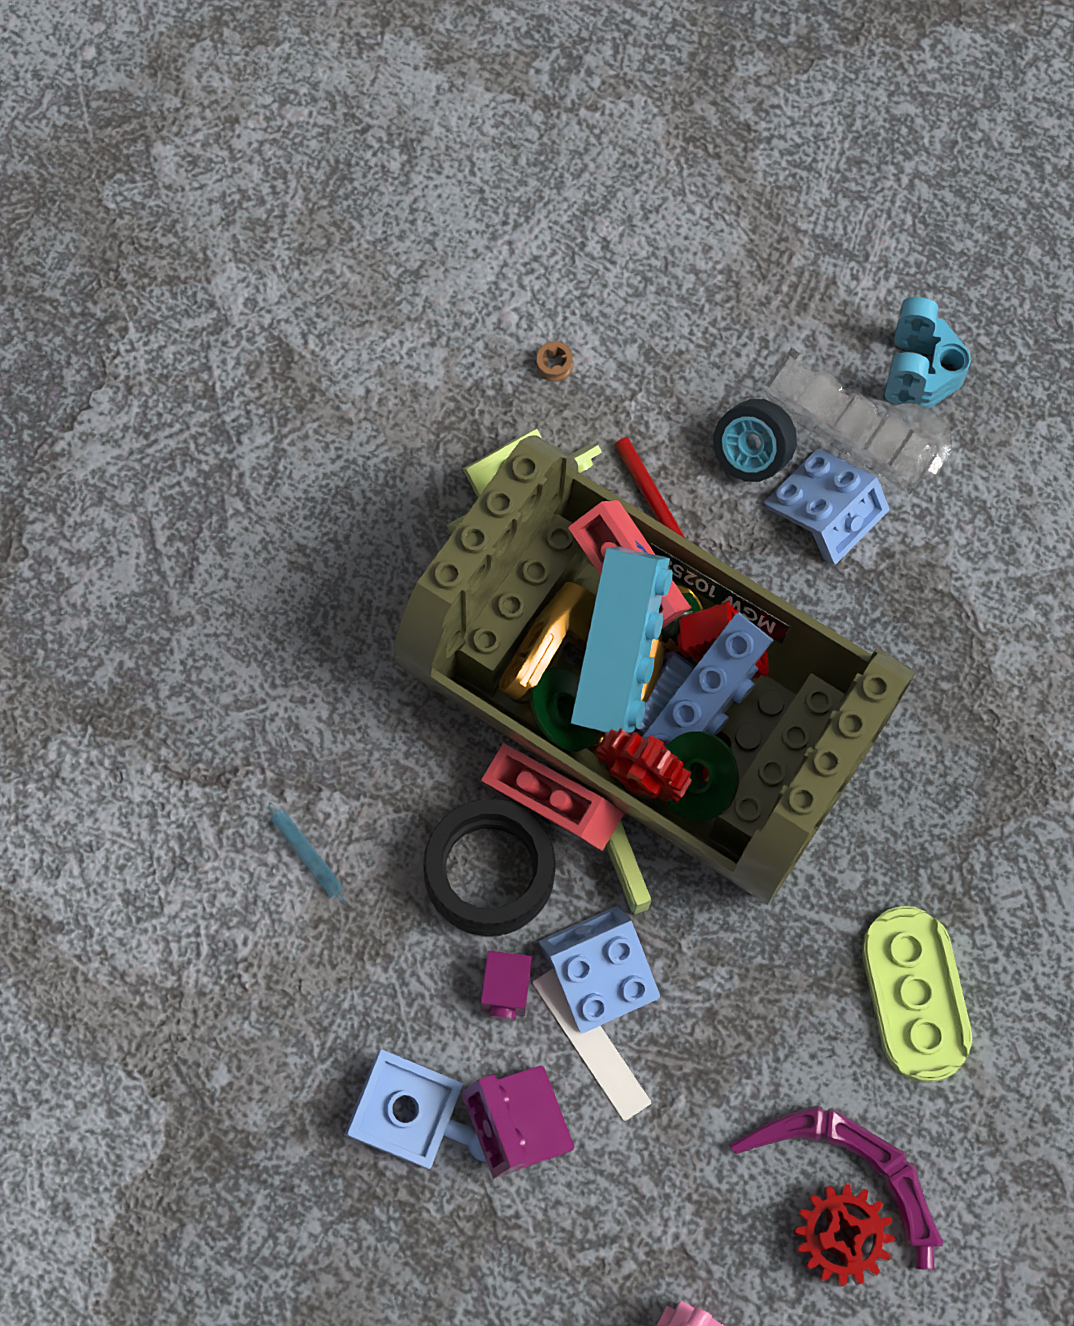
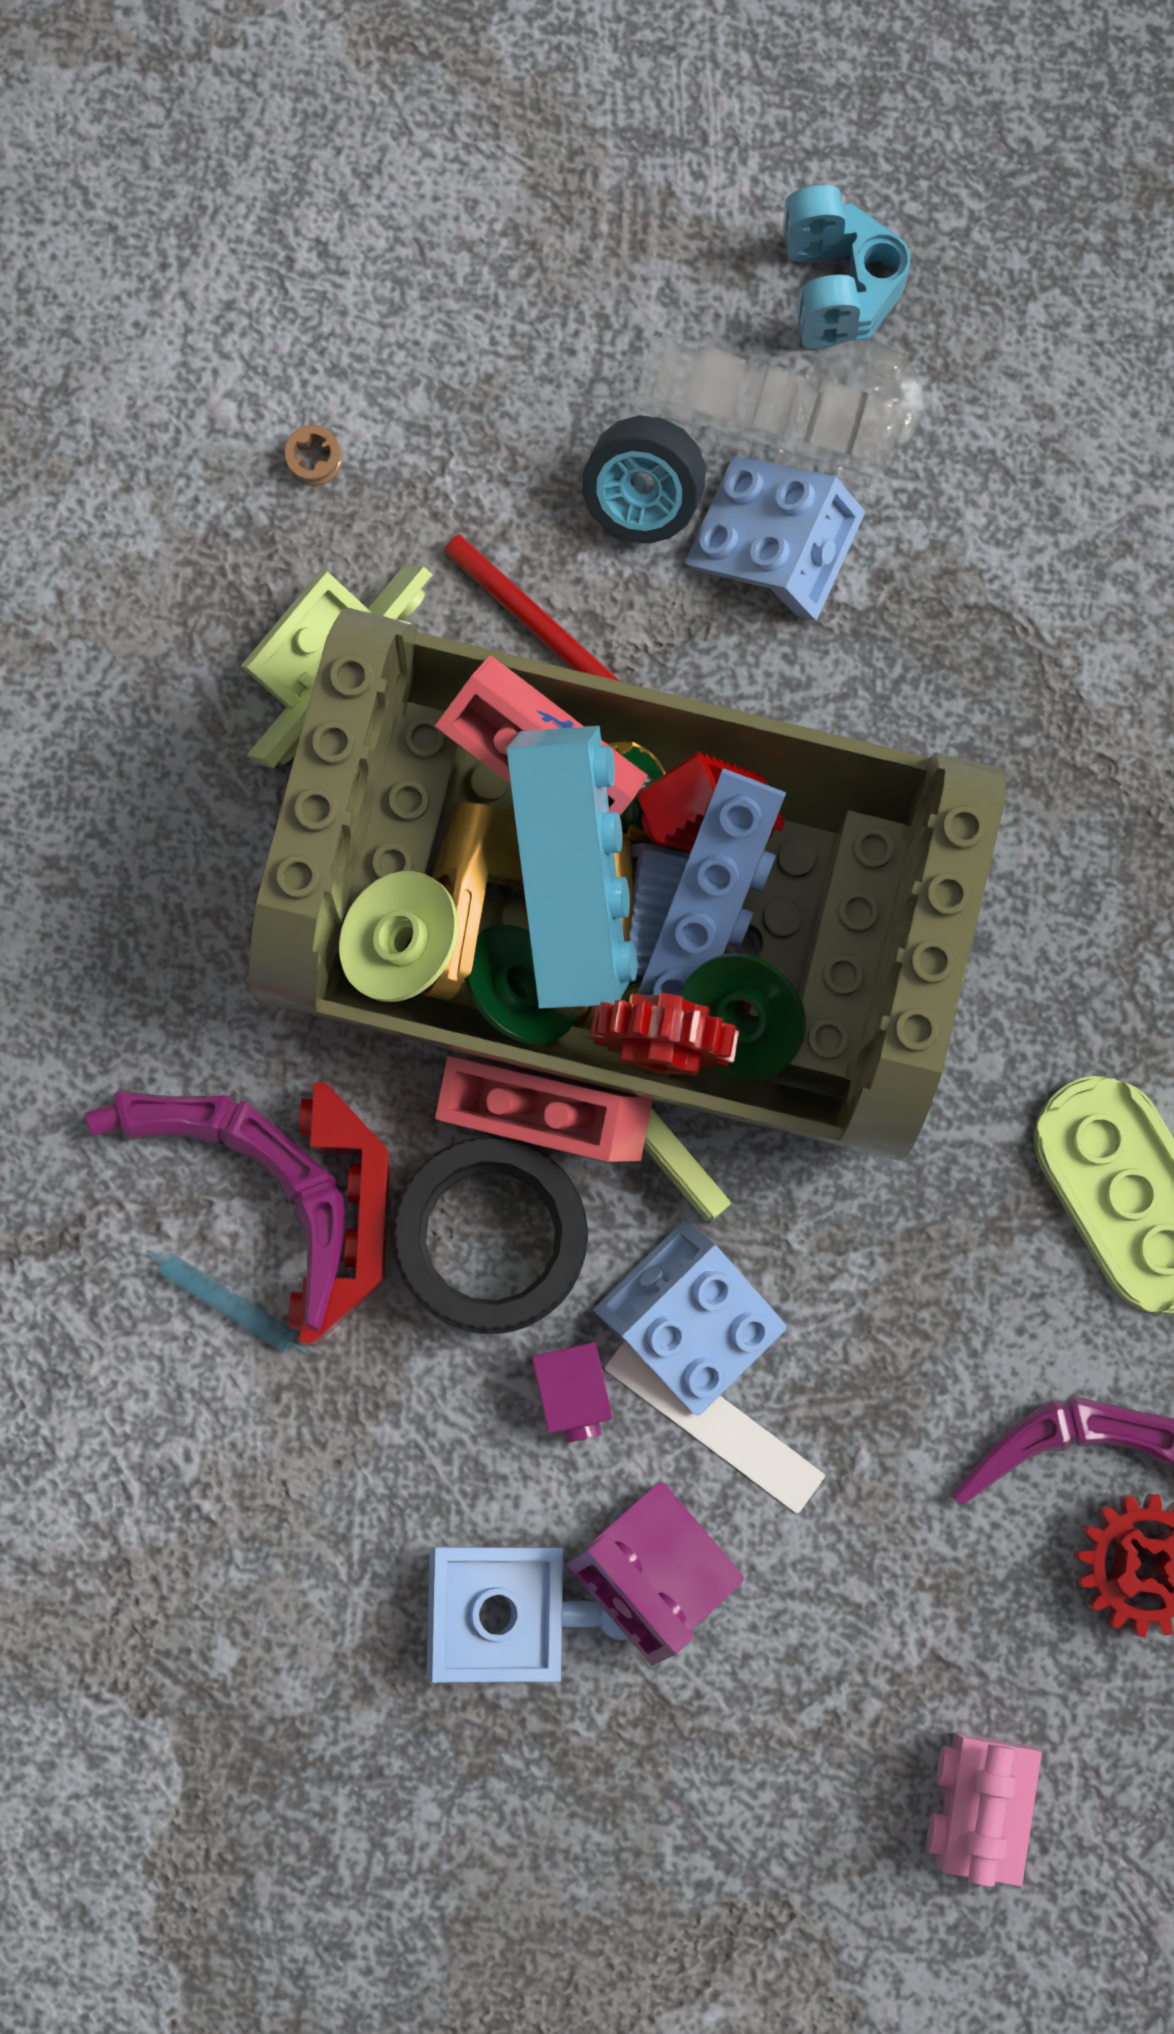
camera: 25 degrees left, 10 degrees up
(358, 749) = (249, 1133): none -> magenta animal
(374, 873) = (340, 1131): none -> red slope
(498, 646) = (384, 921): none -> yellowish green dish
(718, 594) = (680, 738): black sticker -> none

